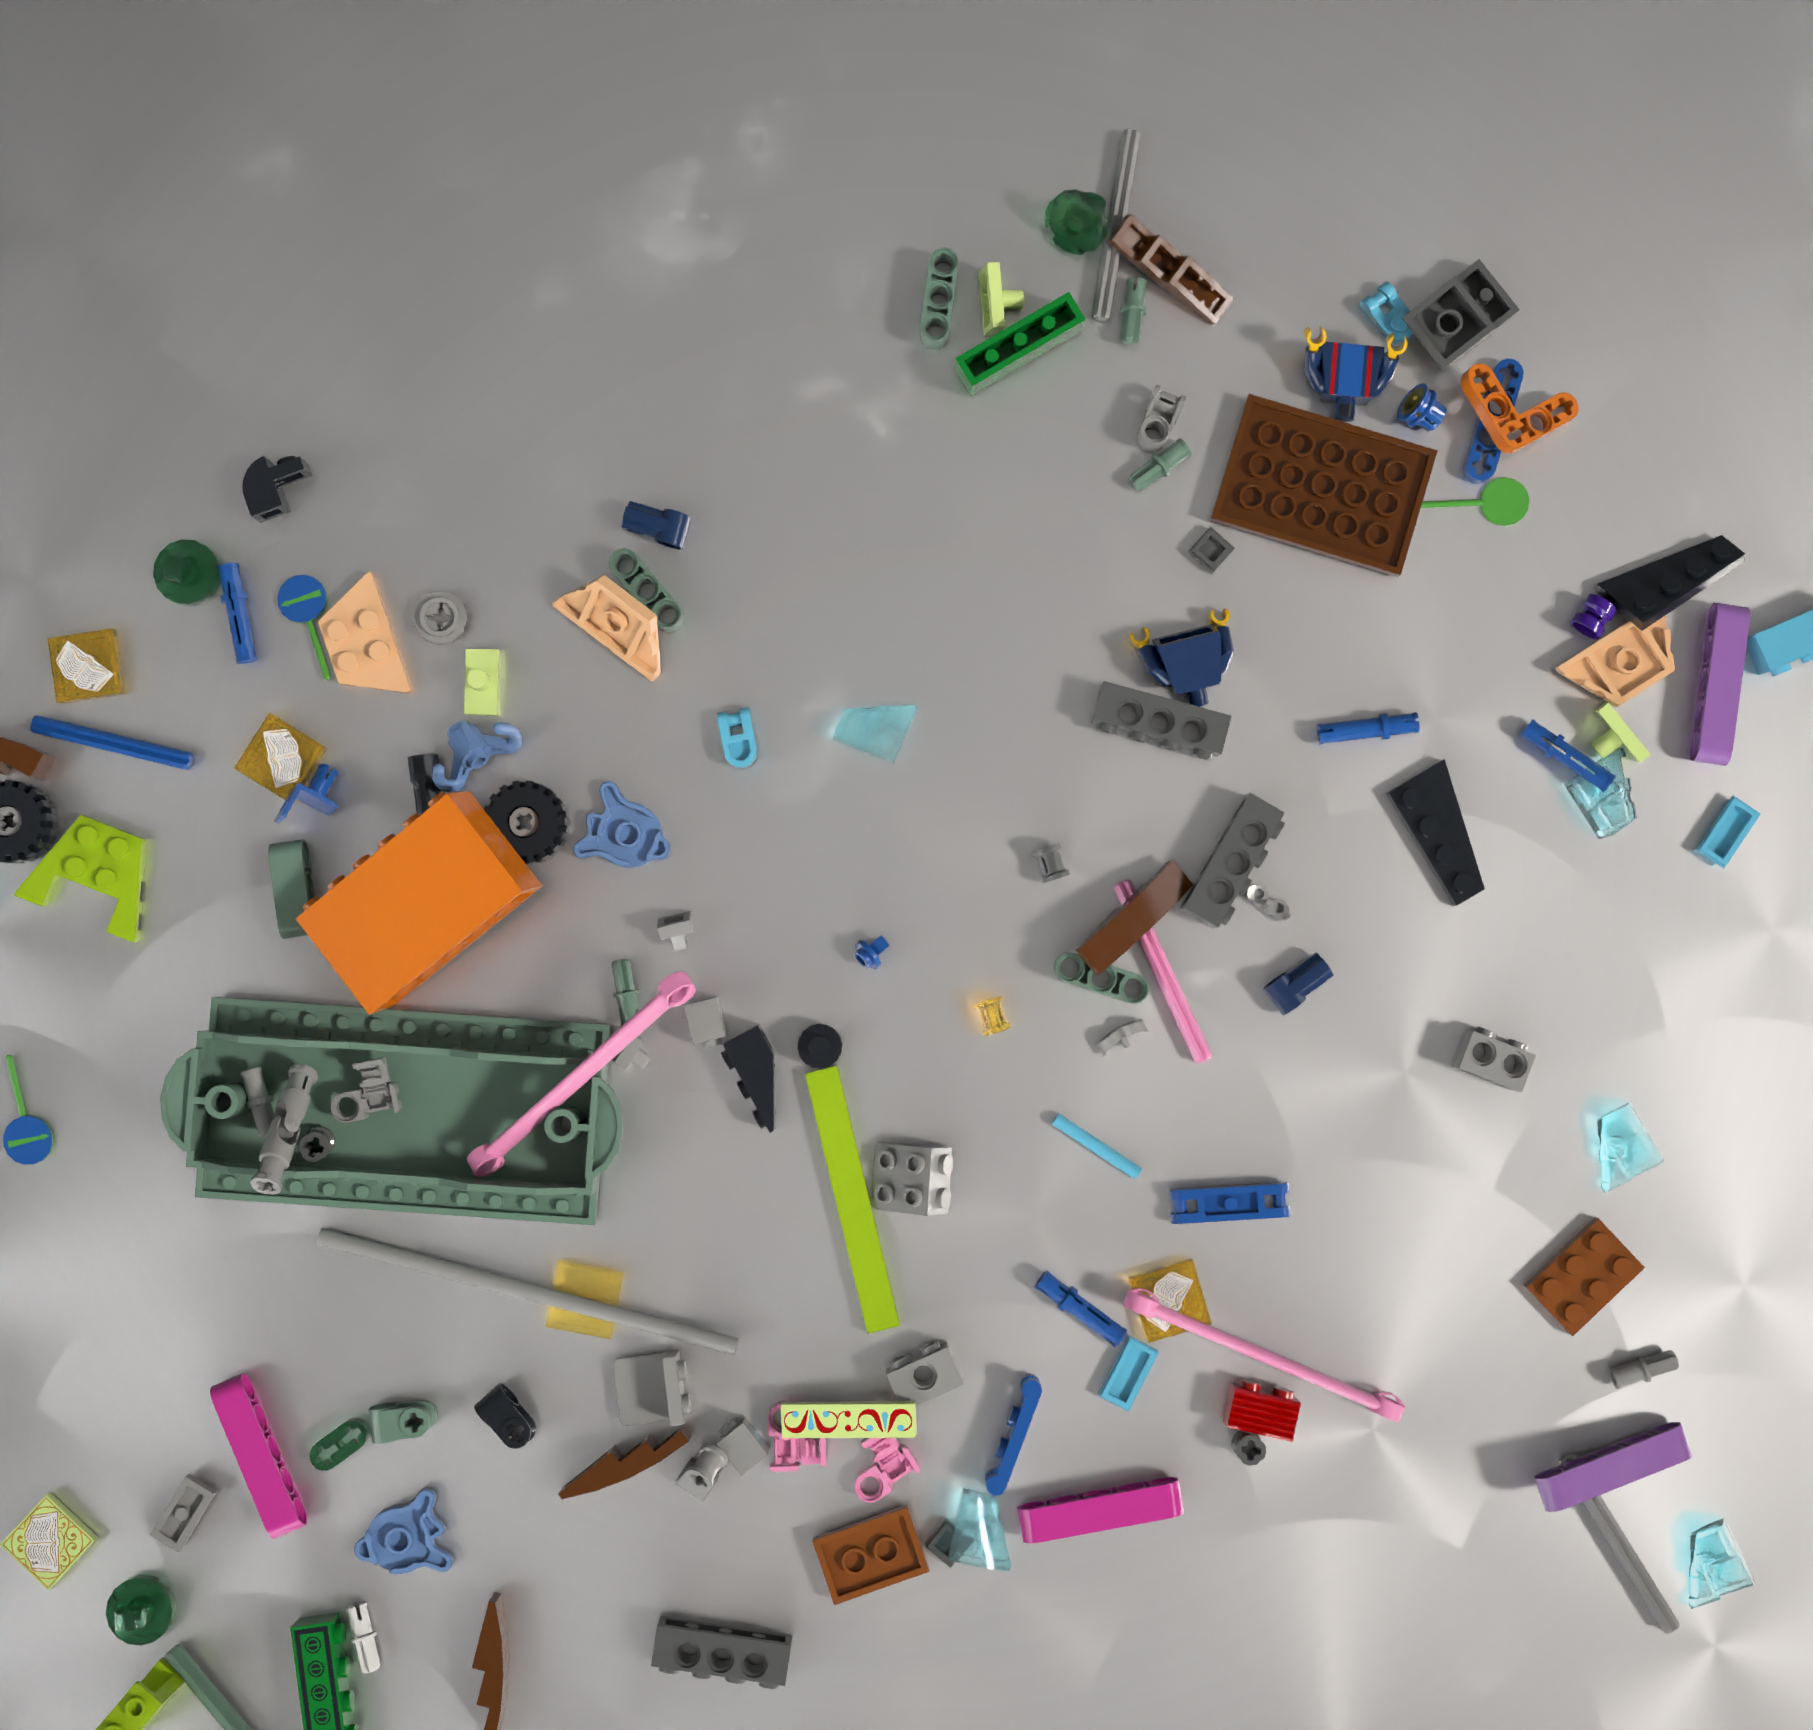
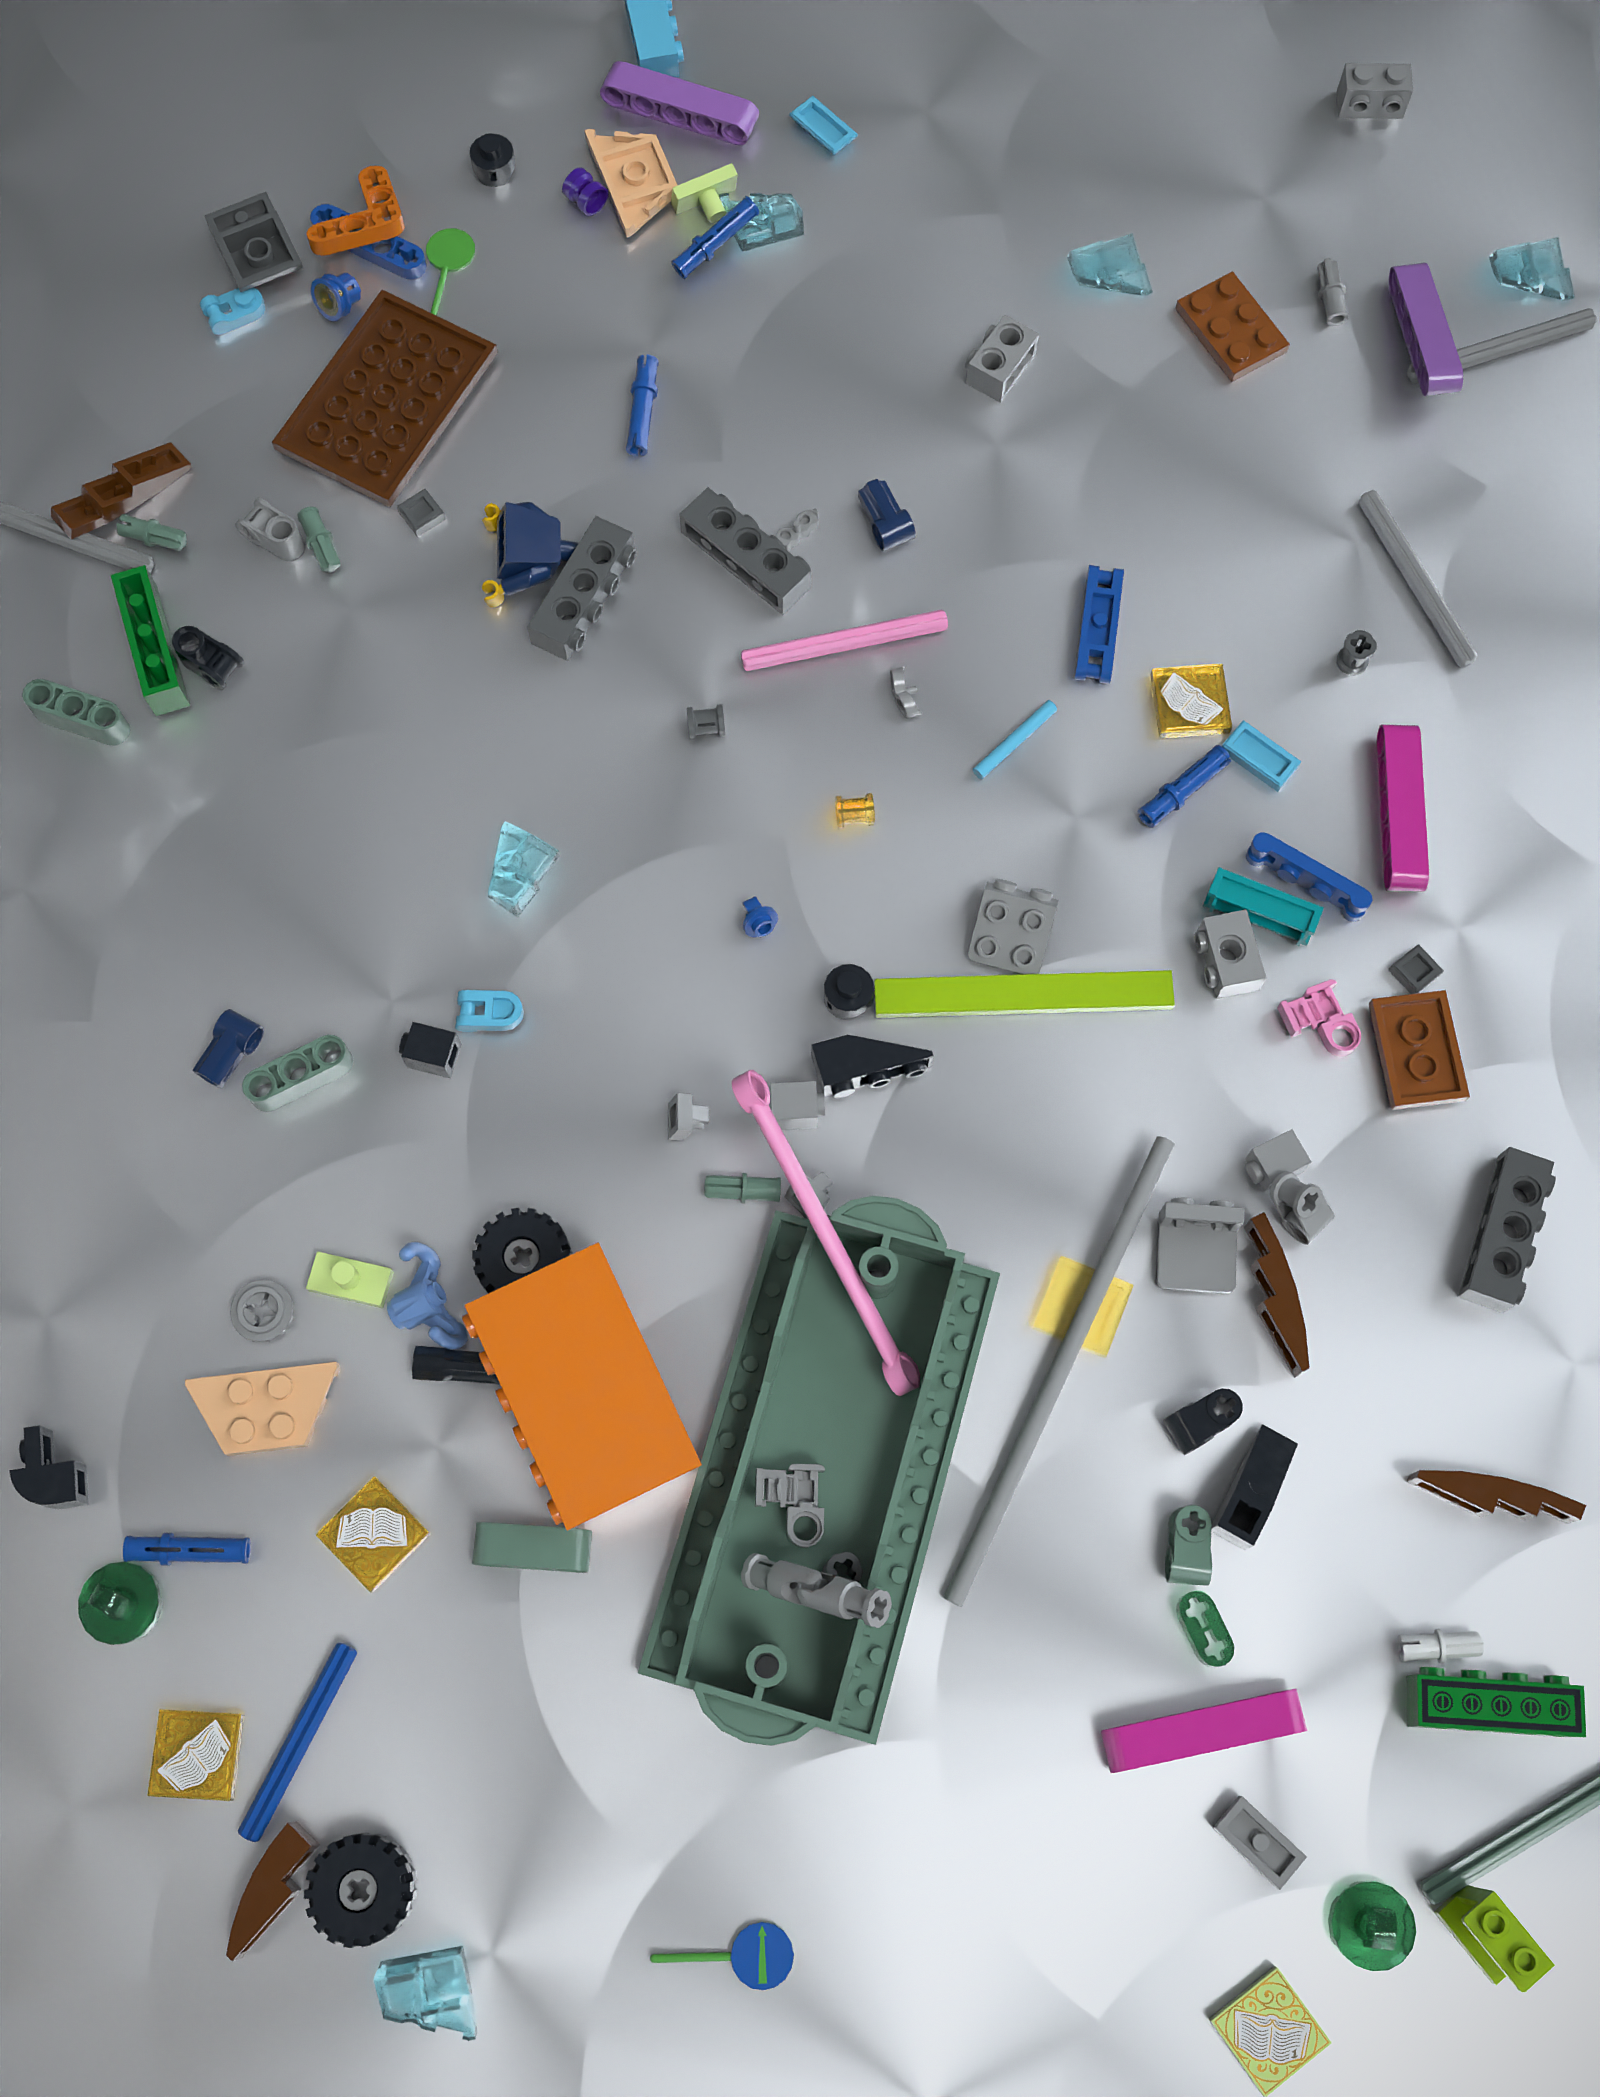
camera: 75 degrees left, 15 degrees down
(98, 859) = (437, 1787): lime wing -> none
(258, 1099) = (777, 1631): light grey pin -> none
(303, 601) = (197, 1469): blue piece -> none
(313, 795) = (427, 1500): blue bracket -> none
(404, 1537) = (1328, 1573): medium blue tile -> none
(456, 1468) = (1254, 1489): none -> black slope
(616, 622) = (321, 1110): light nougat wing -> none
(623, 833) = (562, 1156): medium blue tile -> none
(690, 696) = (430, 1049): none -> black brick
(793, 1449) = (1288, 1111): bright pink piece -> none
(849, 1419) = (1266, 1035): yellowish green tile -> none
(975, 1397) = (1265, 906): none -> teal container
(979, 1533) = (1408, 934): clear light blue slope -> none
(995, 300) = (95, 659): yellowish green tile -> none
(1016, 403) = (211, 658): none -> black piece
(1077, 221) = (41, 560): clear green tile -> none
(1116, 983) = (842, 682): sand green beam -> none
(1134, 918) = (783, 646): reddish brown slope -> none
(1262, 1410) = (1321, 634): red brick -> none
(1343, 1493) = (1417, 579): none -> light grey axle
(1349, 372) = (279, 348): torso -> none
(1375, 1402) = (1195, 710): bright pink piece -> none
(1437, 827) = (758, 366): black wing -> none
(1612, 517) = (492, 154): none -> black piece
(1667, 583) = (569, 123): black wing -> none

